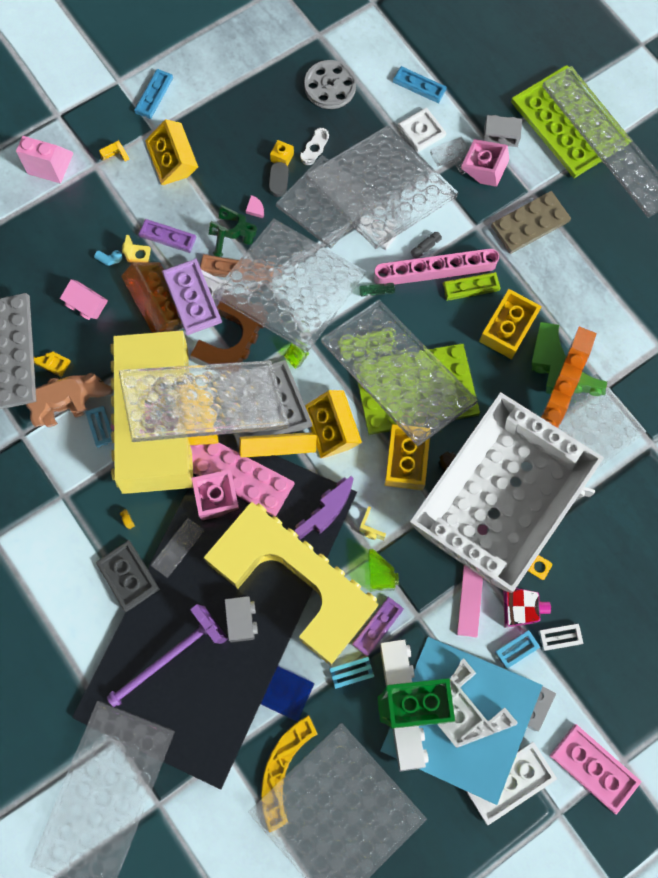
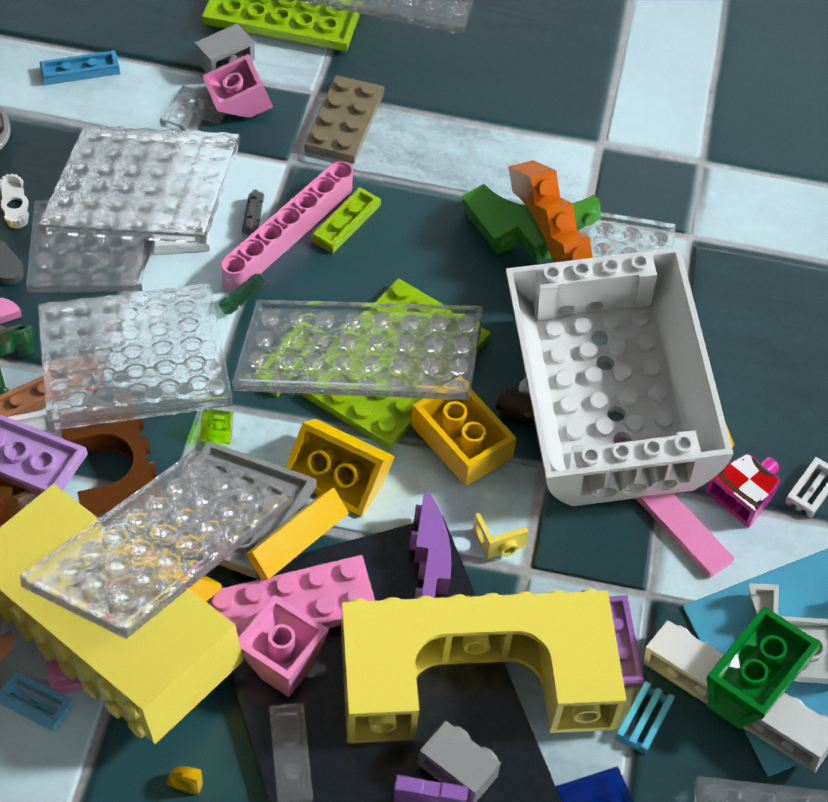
camera: 45 degrees left, 20 degrees down
(381, 573) = (559, 572): clear neon green slope -> none
(421, 130) = (128, 107): white tile -> none
(510, 324) = (431, 221): yellow brick -> none
(531, 640) = (782, 557): medium azure tile -> none

